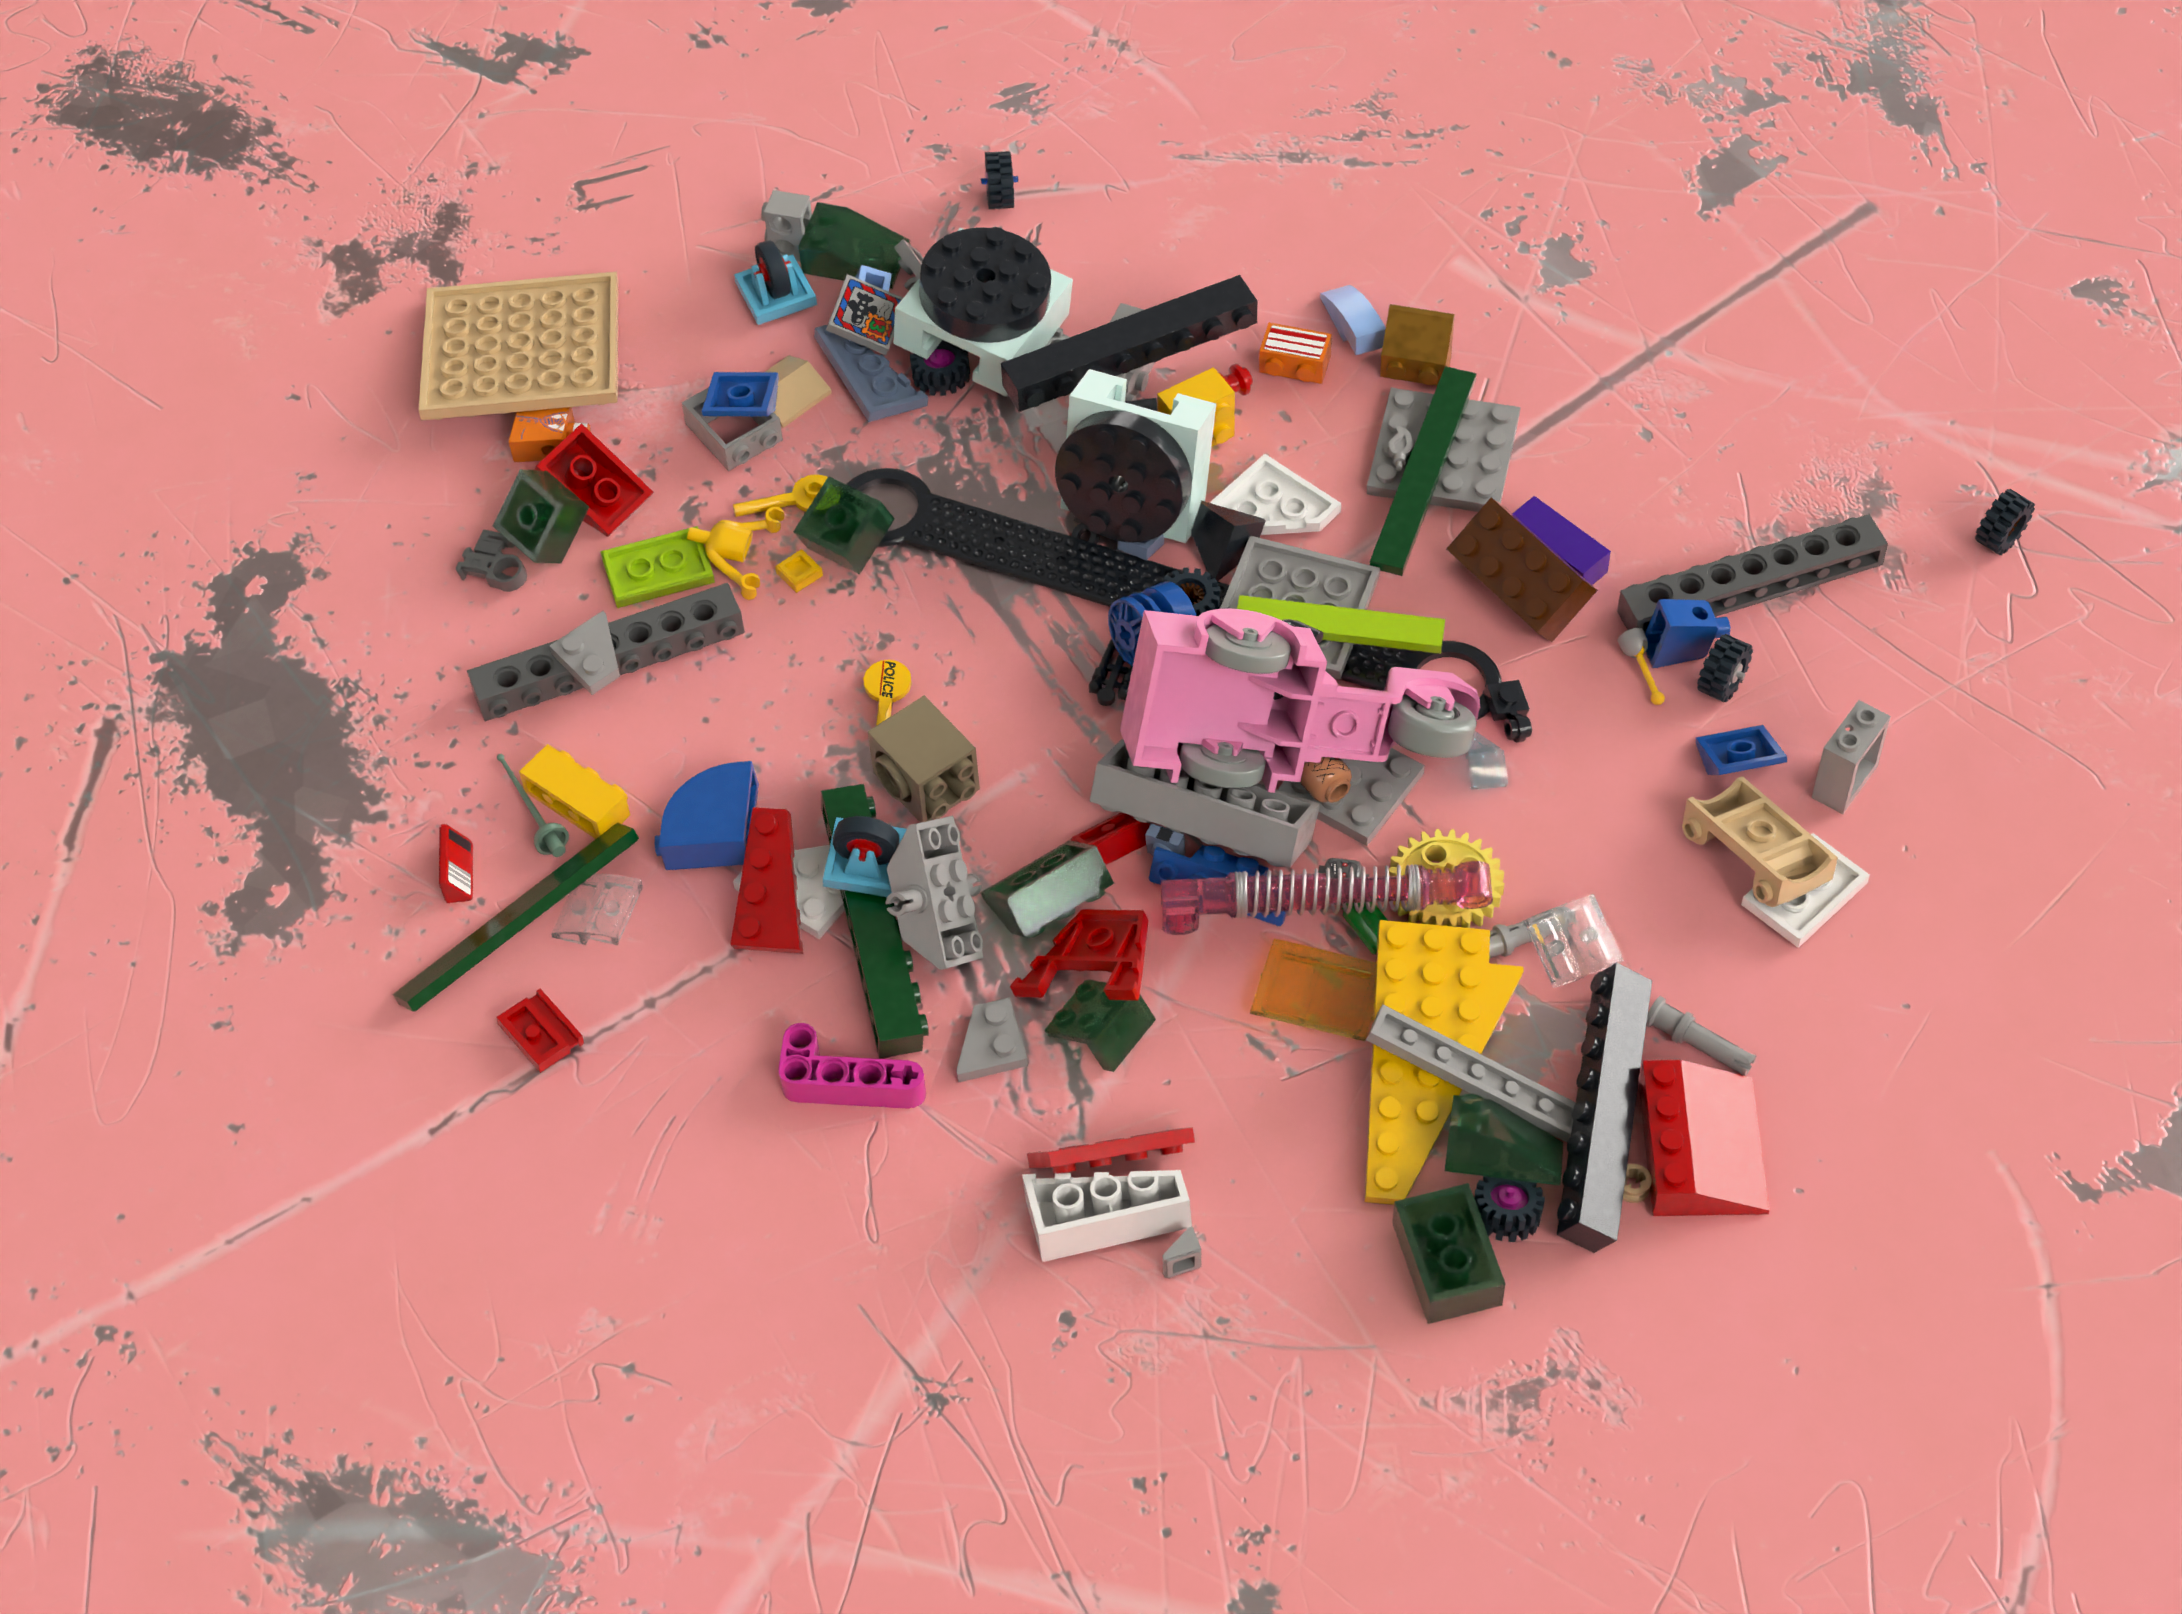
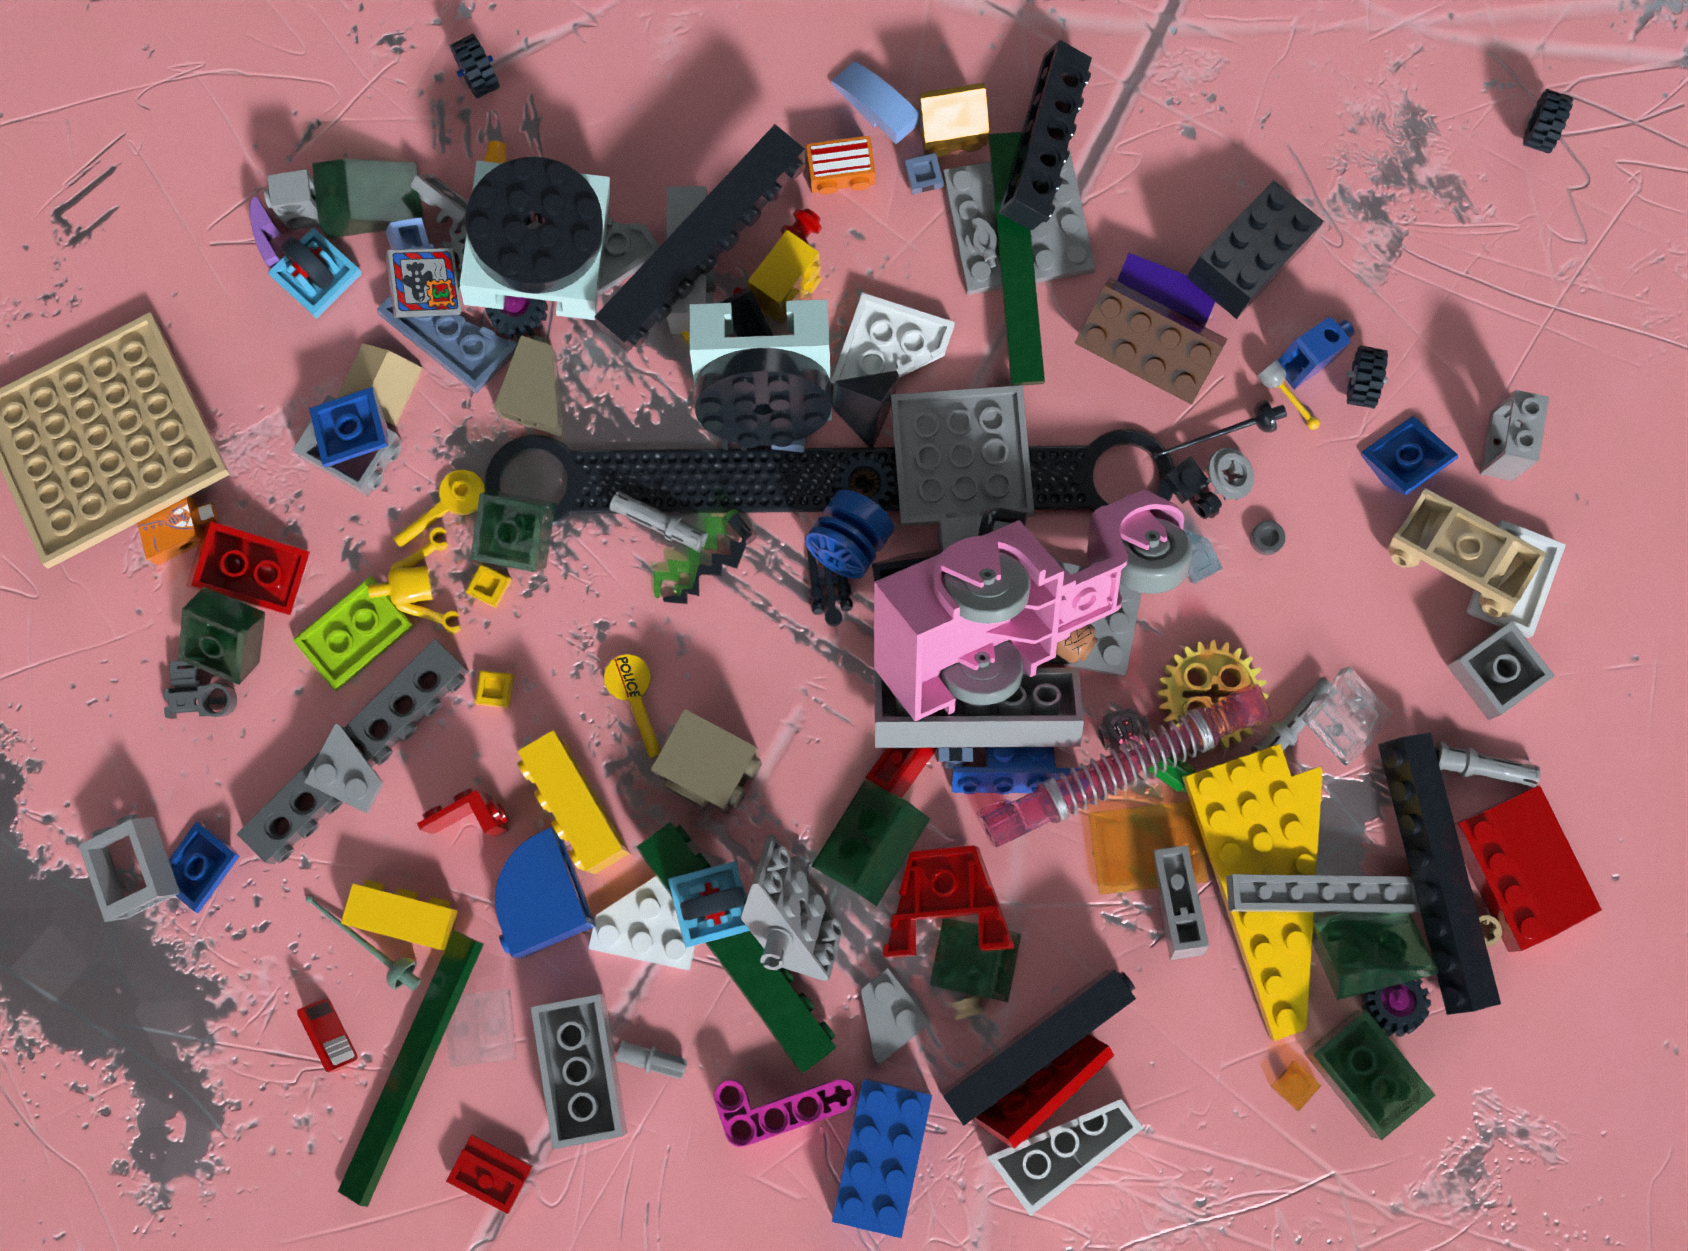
camera: 25 degrees left, 25 degrees up
(375, 687) = (151, 859): none -> light grey window
(416, 692) = (200, 865): none -> blue slope
(669, 968) = (578, 1071): none -> light grey brick
(676, 722) = (488, 813): none -> red bracket
(741, 992) = (651, 1060): none -> light grey axle
(746, 242) = (264, 231): none -> medium lavender slope
(760, 651) = (494, 689): none -> yellow tile
(767, 896) = (629, 958): red wing -> none
(780, 746) = (573, 803): none -> yellow brick
(920, 431) = (532, 387): none -> dark tan slope
(920, 1149) = (882, 1158): none -> blue brick
(990, 573) = (670, 526): none -> light grey pin
(996, 617) = (692, 565): none -> piece
(1070, 1057) = (967, 1007): none -> tan bush
(1122, 1101) = (1039, 1044): none -> black brick
(1182, 1255) = (1148, 1163): light grey slope -> none
(1324, 1040) = (1180, 903): none -> light grey slope
(1356, 625) = (1014, 465): lime tile -> none
(1370, 385) = (924, 173): none -> sand blue plate
(1370, 1249) = (1295, 1086): none -> clear yellow plate
(1497, 380) = (1046, 136): none -> black brick
(1564, 711) = (1238, 467): none -> light grey gear
(1566, 776) = (1267, 538): none -> flat silver tile
(1606, 674) = (1263, 417): none -> black sword
(1658, 529) = (1254, 249): none -> black brick
(1750, 954) = (1500, 670): none -> light grey brick
(1763, 571) = (1433, 190): dark grey brick -> none

